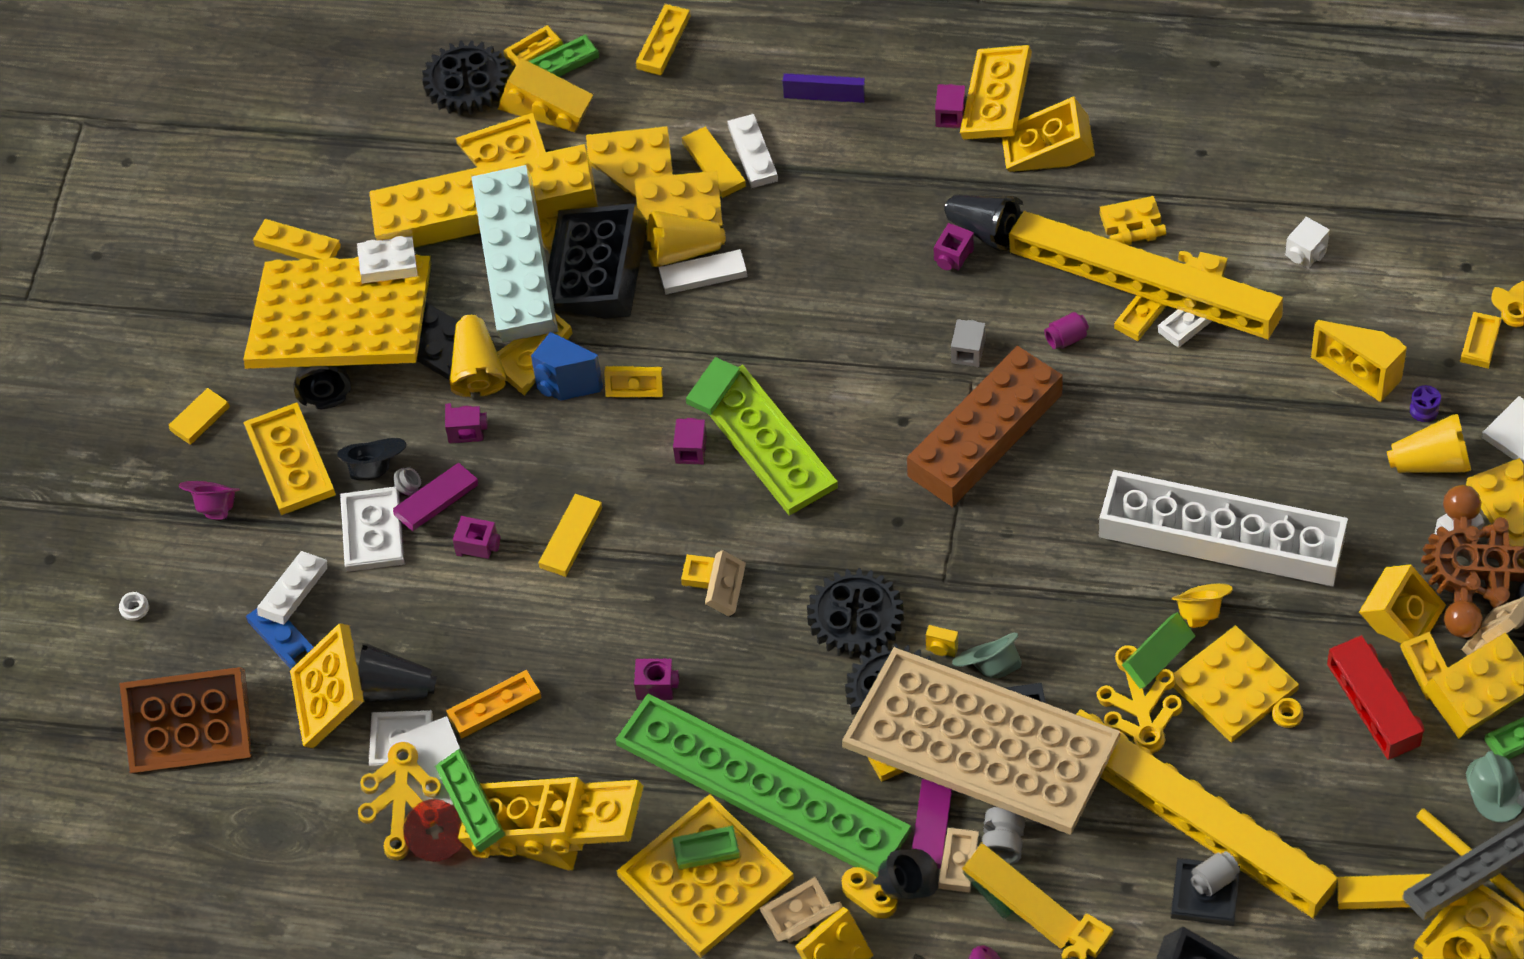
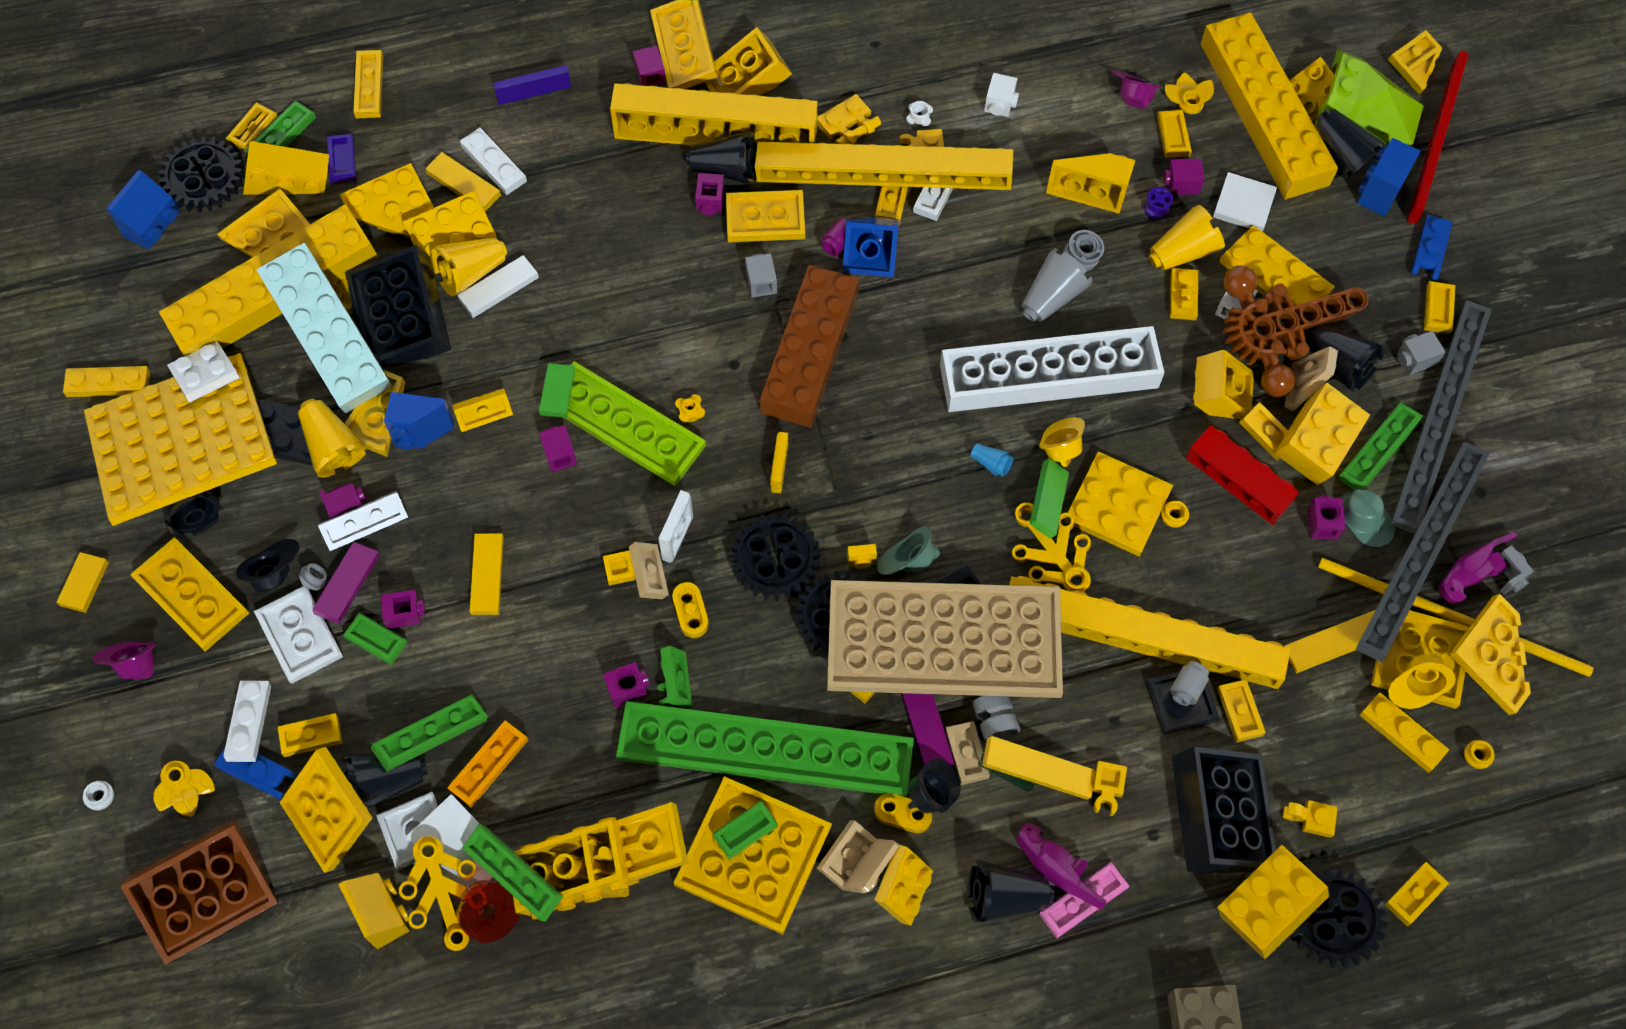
camera: 30 degrees left, 10 degrees up
(209, 630) = (183, 792): none -> yellow plate
(329, 615) = (309, 735): none -> yellow plate
(334, 790) = (375, 908): none -> yellow slope
(395, 94) = (142, 210): none -> blue slope
(440, 557) = (375, 638): none -> bright green tile
(451, 653) = (429, 732): none -> bright green tile
(475, 446) = (362, 520): none -> white plate
(606, 103) = (341, 158): none -> dark purple tile
(706, 689) = (676, 678): none -> bright green plate
(749, 636) = (690, 612): none -> yellow plate
(768, 549) = (676, 526): none -> white tile
(837, 454) = (690, 415): none -> yellow plate
(901, 526) = (779, 462): none -> yellow tile
(978, 168) = (703, 116): none -> yellow brick
(1000, 287) = (765, 216): none -> yellow plate
(1095, 350) = (870, 246): none -> blue slope
(1122, 597) = (993, 459): none -> dark azure cone
(1210, 230) = (922, 108): none -> white plate
(1260, 921) = (1241, 711): none -> yellow plate
(1266, 449) = (1055, 285): none -> light grey cone
(1322, 414) = (1088, 242): none -> light grey wheel
(1408, 503) = (1183, 294): none -> yellow plate
(1442, 780) = (1322, 527): none -> magenta brick
(1457, 280) = (1136, 91): none -> magenta piece
(1466, 385) = (1184, 176): none -> magenta brick

